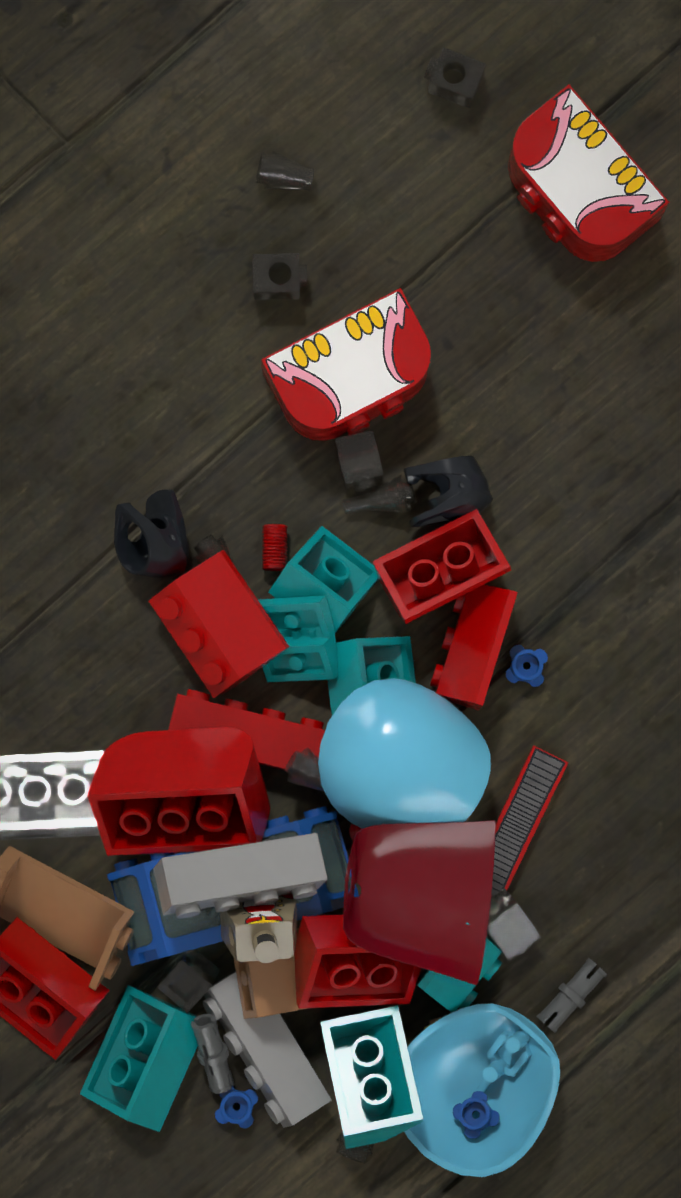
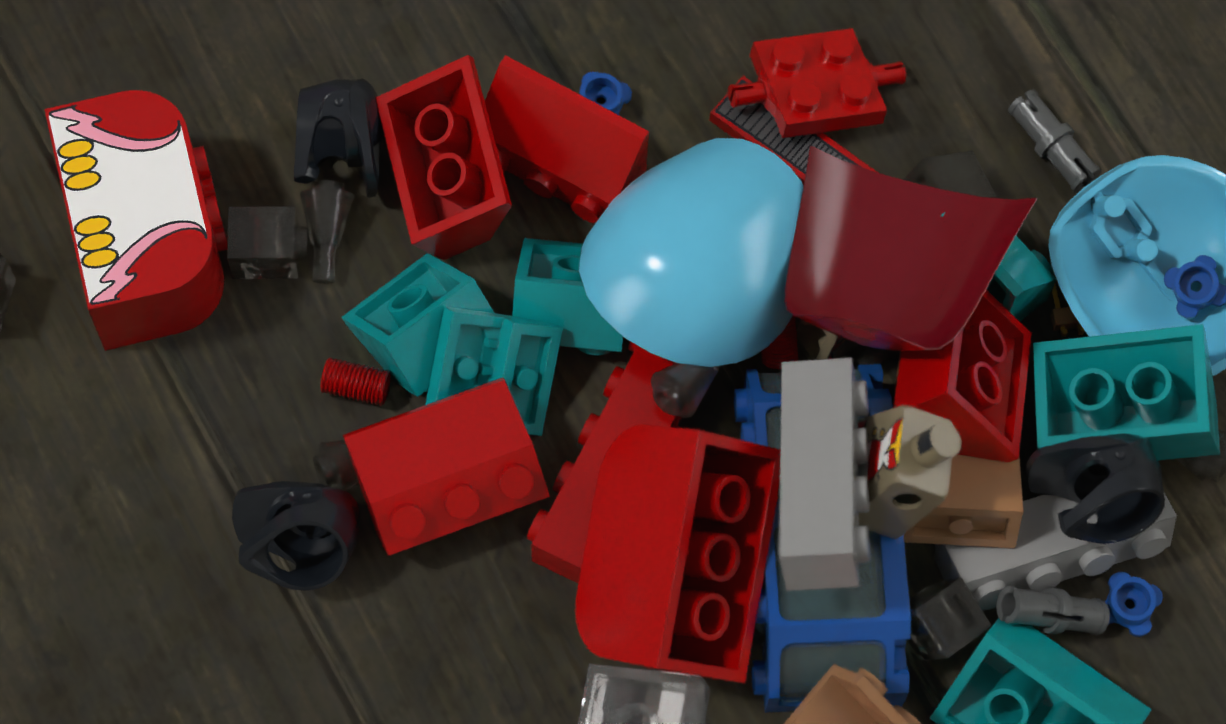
camera: 75 degrees left, 15 degrees down
(304, 1077) = (1108, 477): none -> black helmet
(572, 816) = (817, 83): none -> red plate

